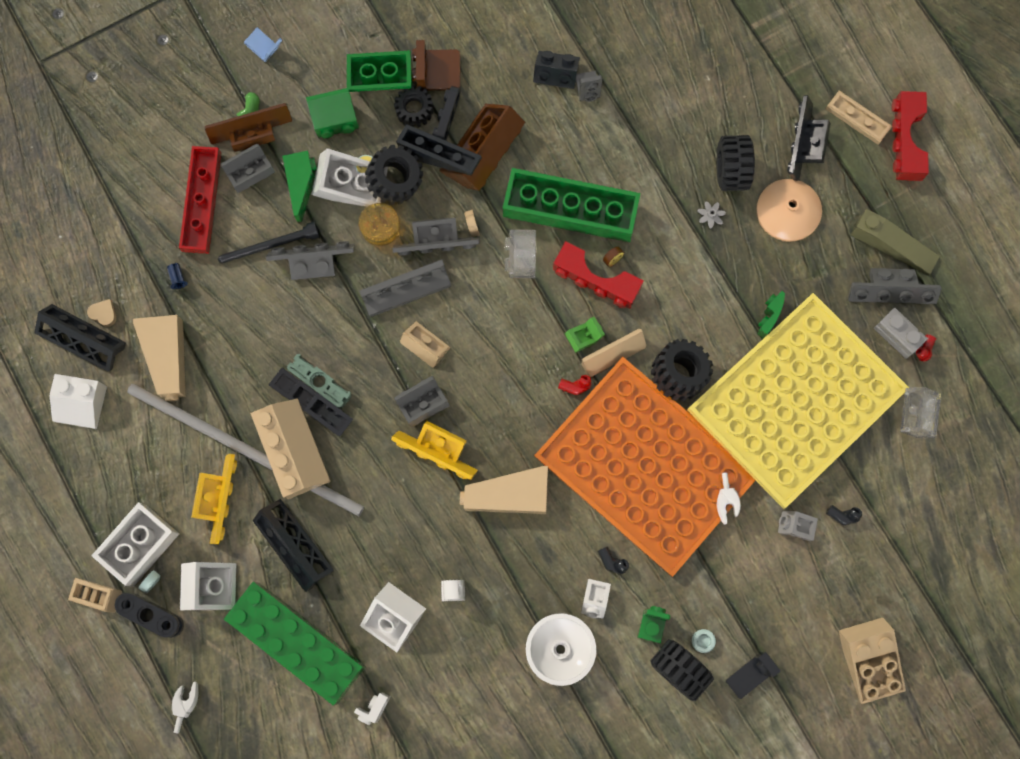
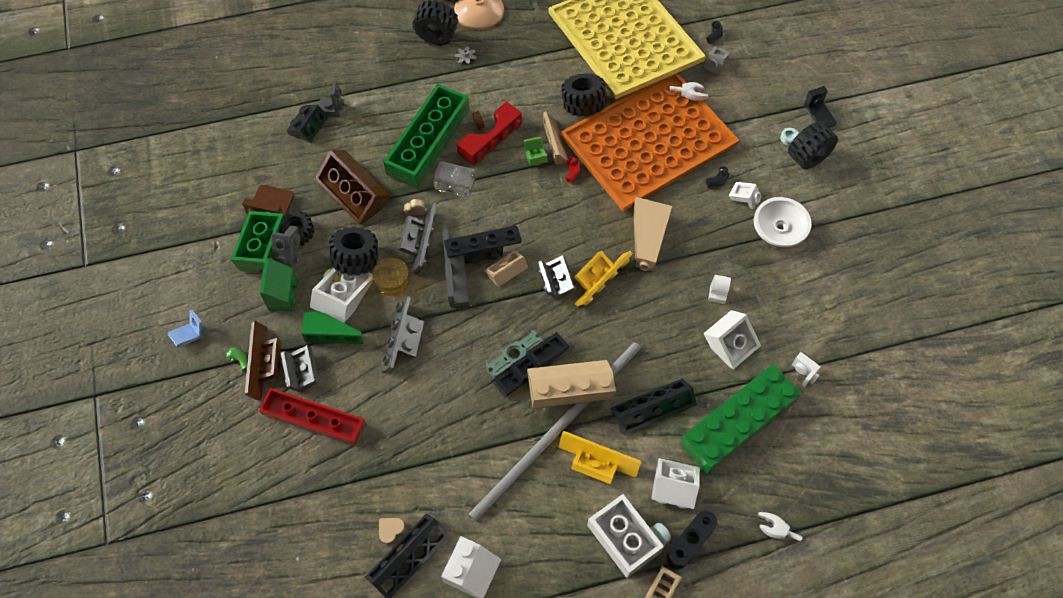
camera: 80 degrees left, 15 degrees down
(164, 353) = (447, 477): tan slope -> none
(176, 276) = (377, 453): dark blue piece -> none
(309, 231) = (376, 331): black piece -> none
(373, 107) = (286, 247): none -> dark grey bracket
(437, 151) = (348, 210): black slope -> none
(437, 307) = (482, 245): none -> black bracket
(447, 114) = (315, 205): black plate -> none
(653, 624) = (769, 163): green bracket -> none
(773, 310) = (555, 33): green slope -> none
(873, 660) = (820, 40): tan slope -> none

